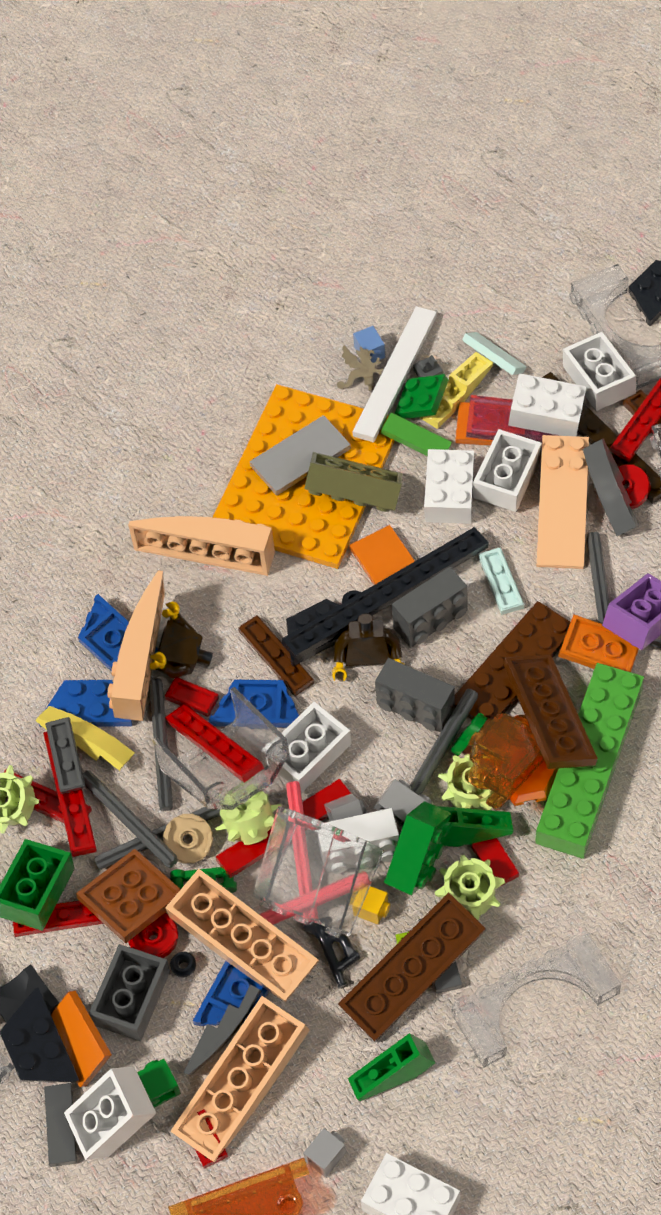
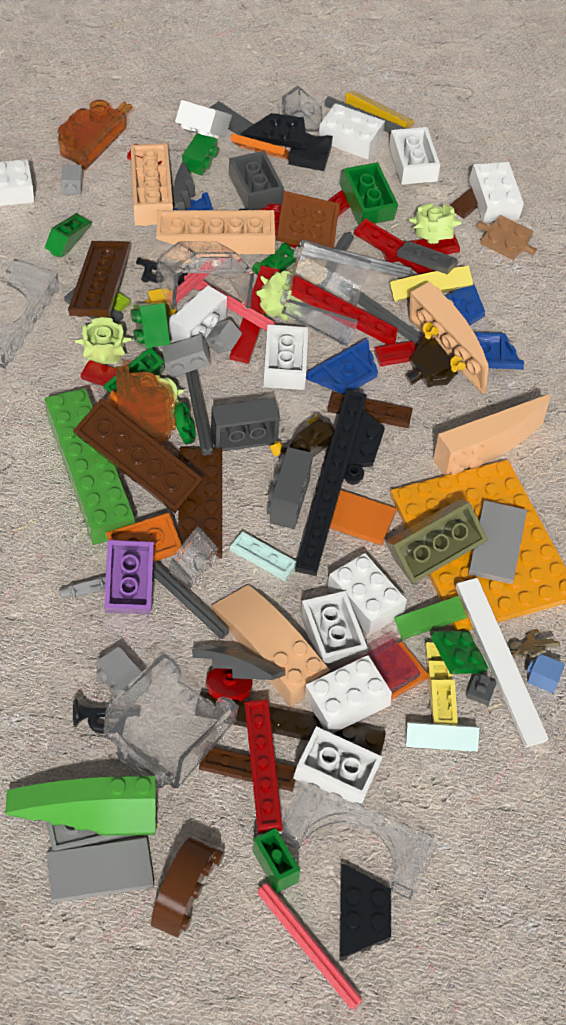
camera: 130 degrees right, 5 degrees down
(574, 597) = (193, 558): none -> clear slope

